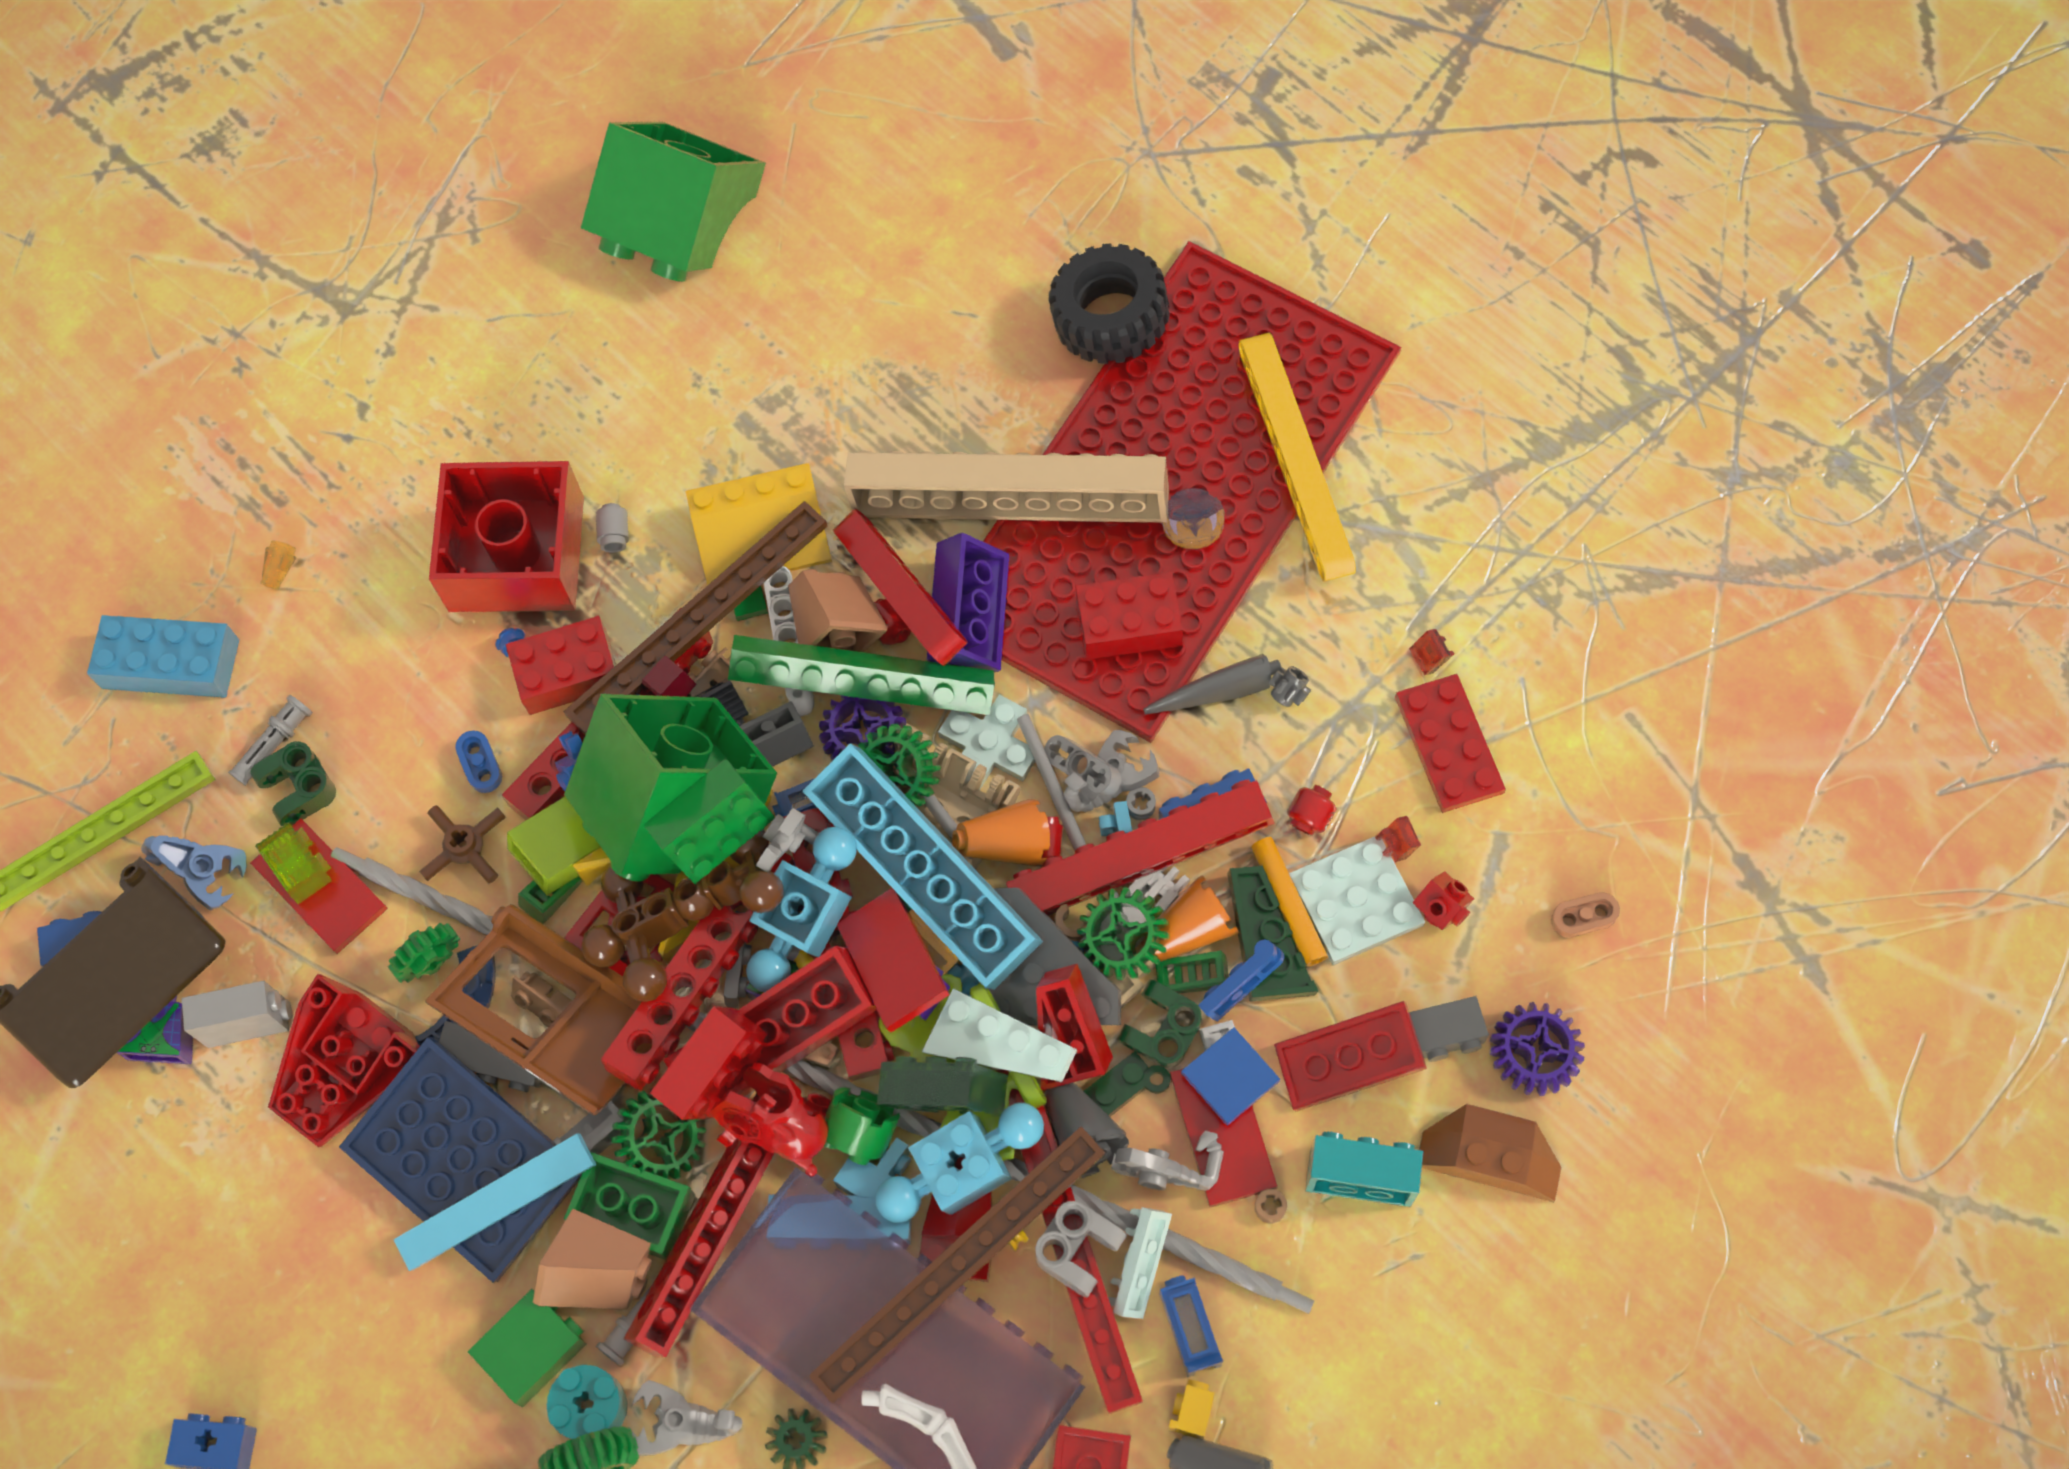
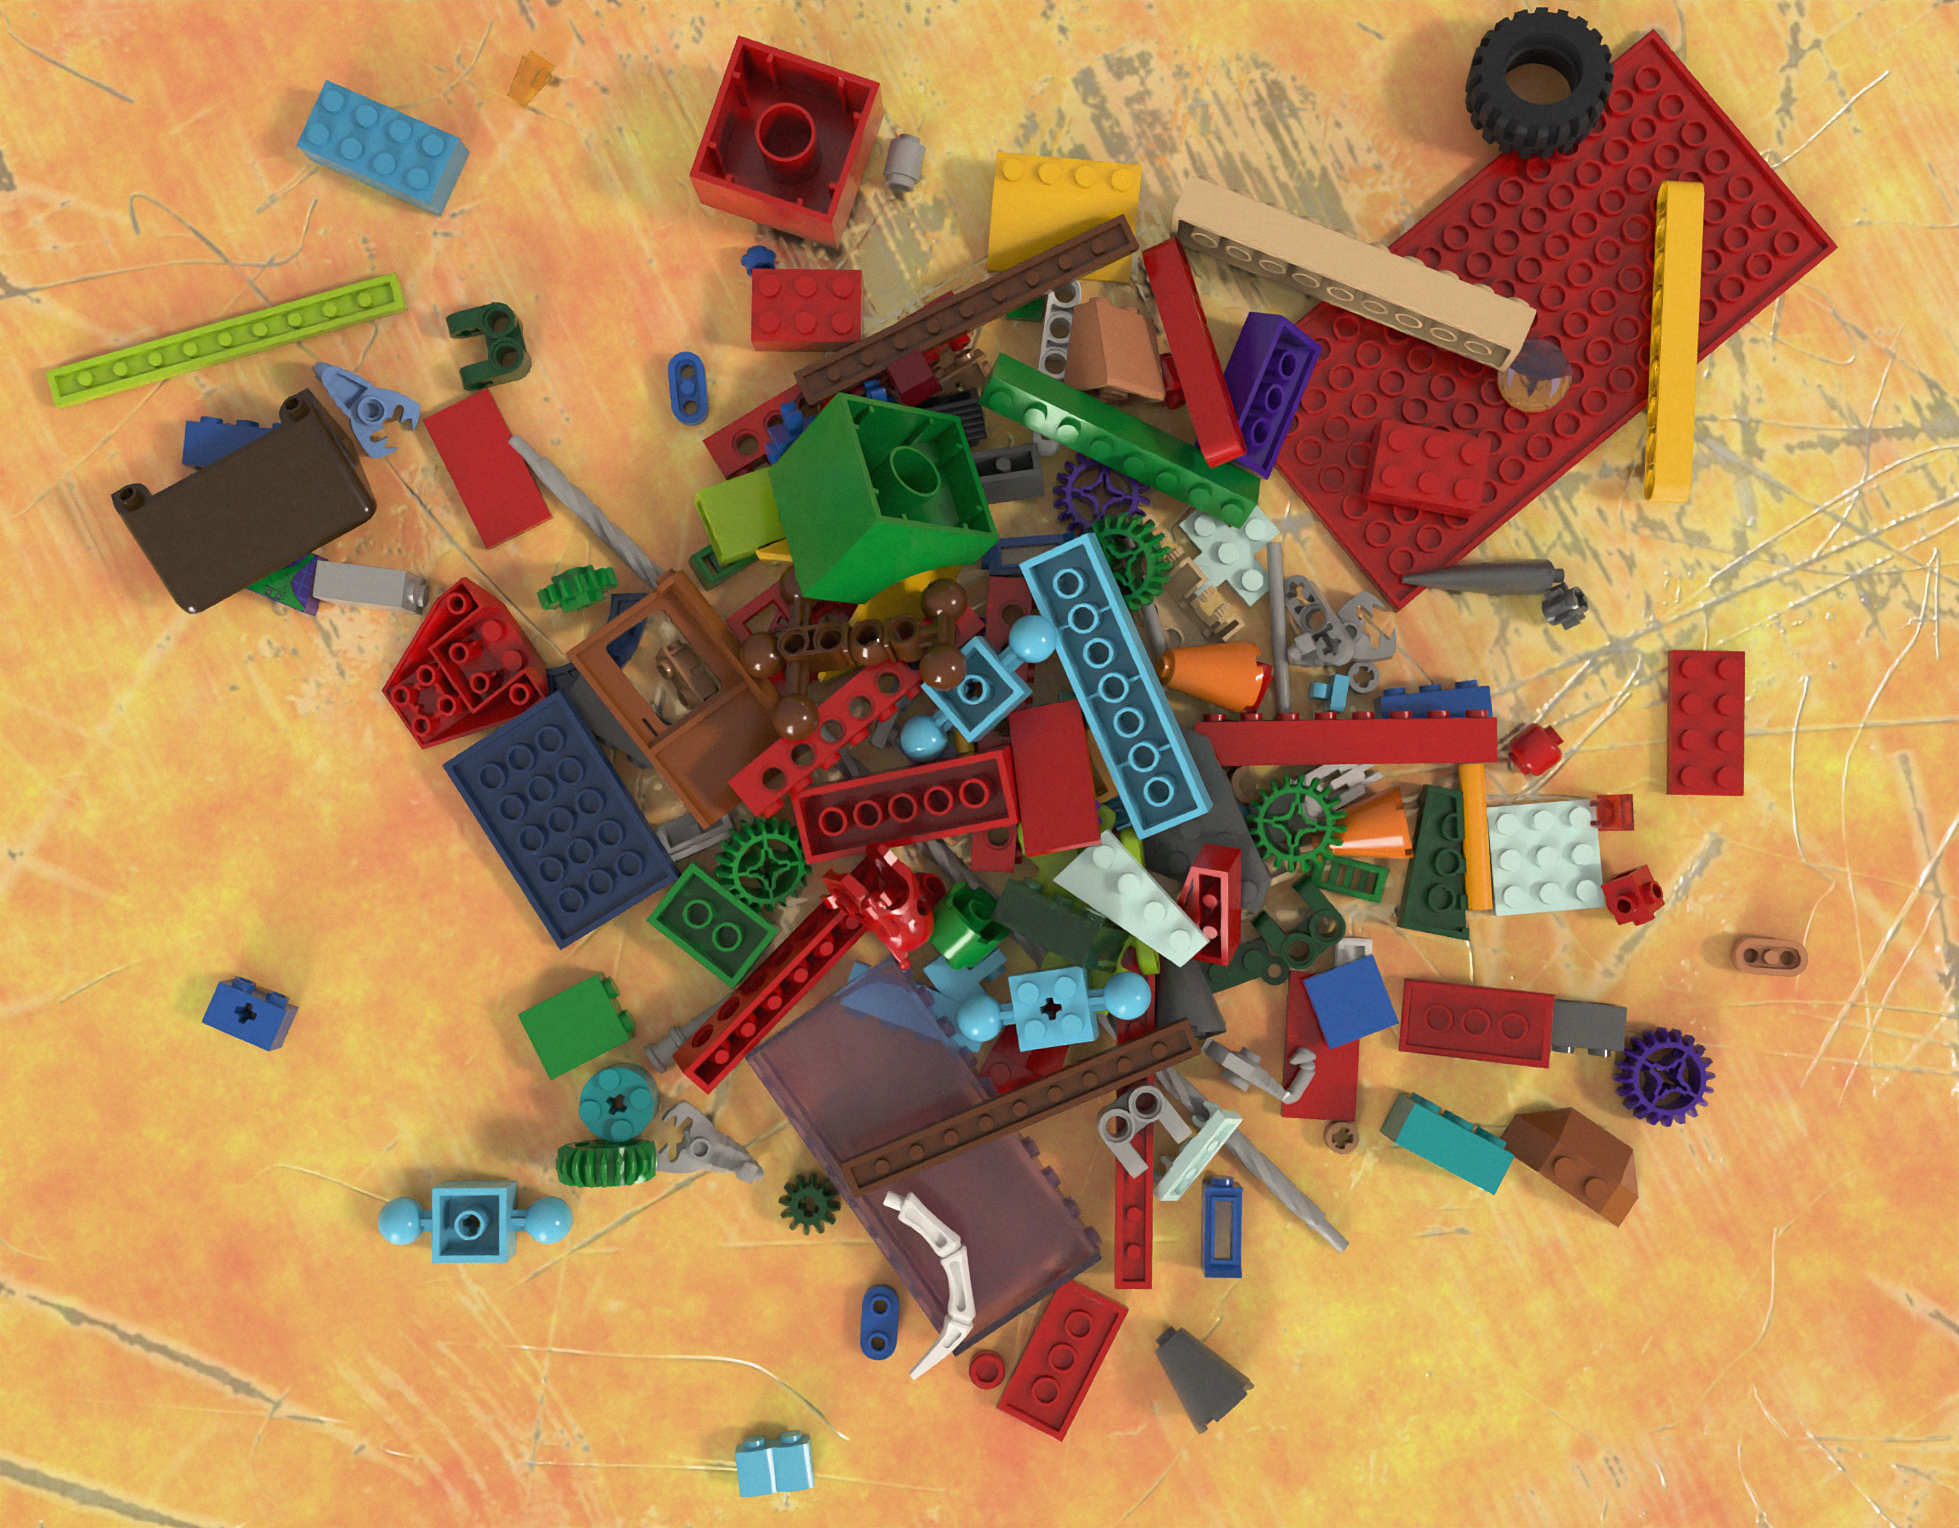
camera: 10 degrees right, 20 degrees up
(279, 728) = (493, 271): light grey pin -> none
(294, 863) = (468, 441): clear neon green brick -> none
(467, 854) = (660, 479): reddish brown bar -> none
(494, 1202) = (583, 877): medium azure tile -> none
(592, 1266) = (663, 977): nougat slope -> none
(709, 821) = (912, 576): green brick -> none
(709, 1063) = (836, 828): red brick -> none
(785, 835) = (987, 614): light grey animal -> none
(1193, 1409) = (1195, 1306): yellow brick -> none
(1242, 980) = (1399, 909): blue plate -> none
(1430, 651) = (1727, 618): clear red tile -> none

